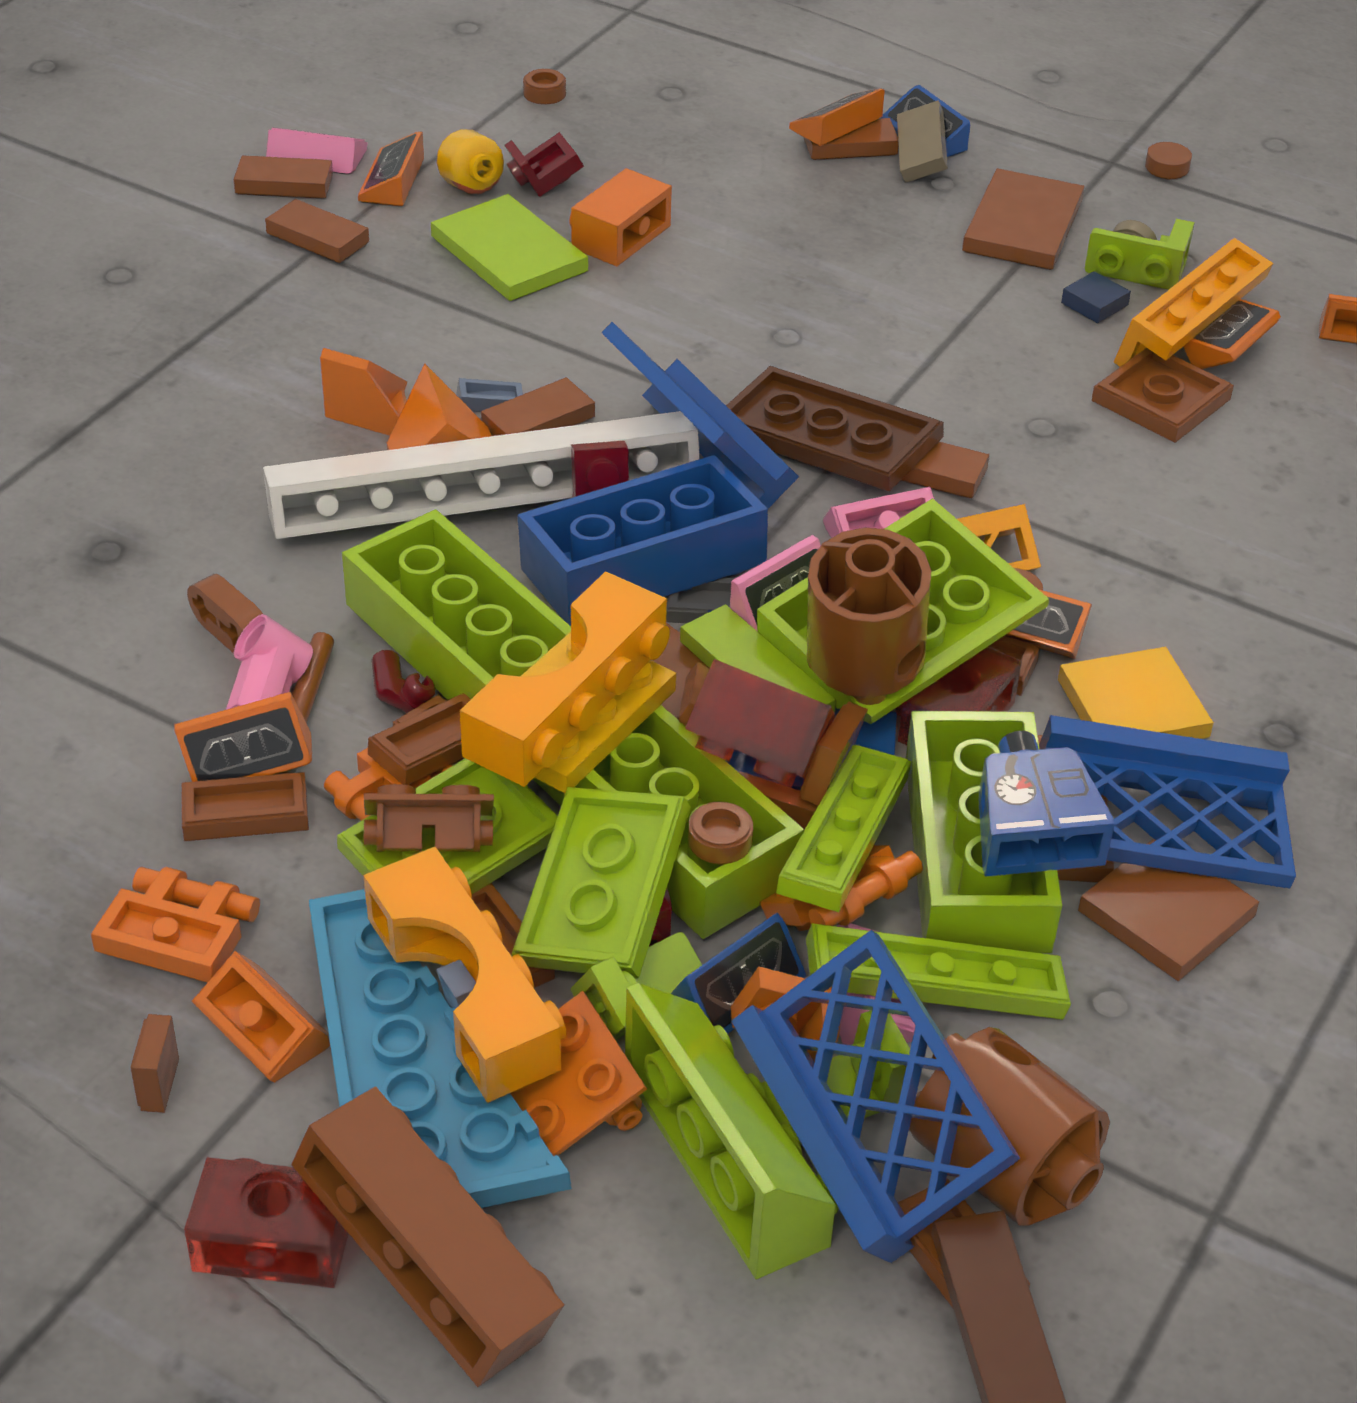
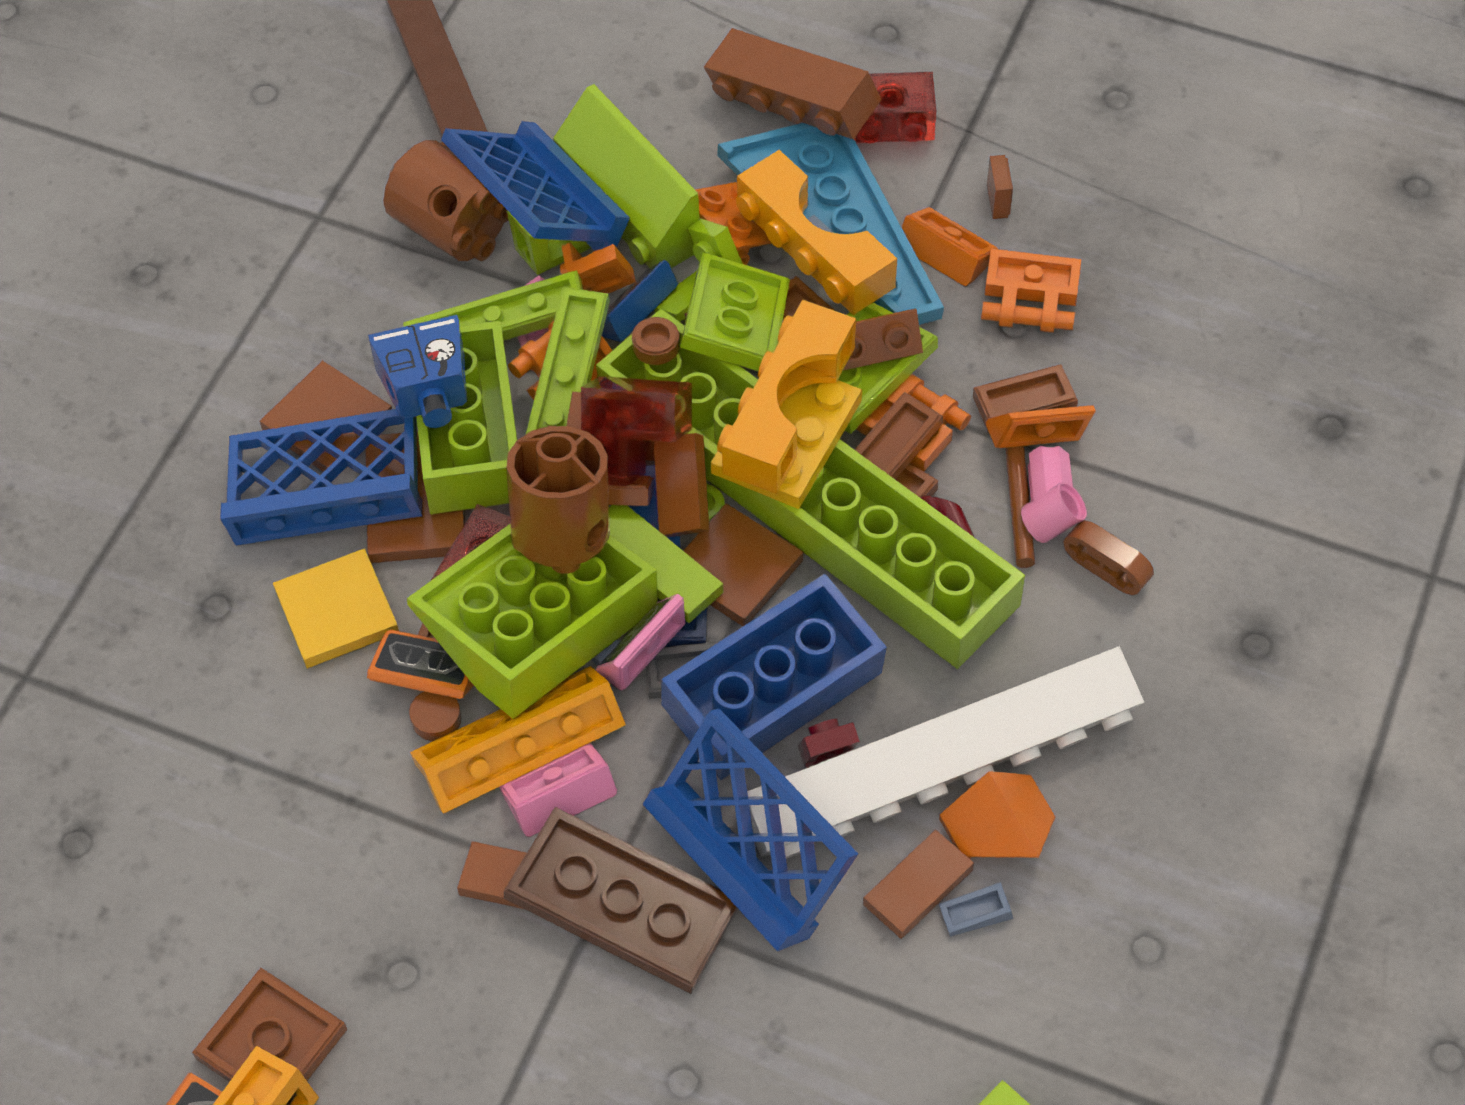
camera: 175 degrees right, 15 degrees up
(361, 392) = (1091, 868): orange slope -> none

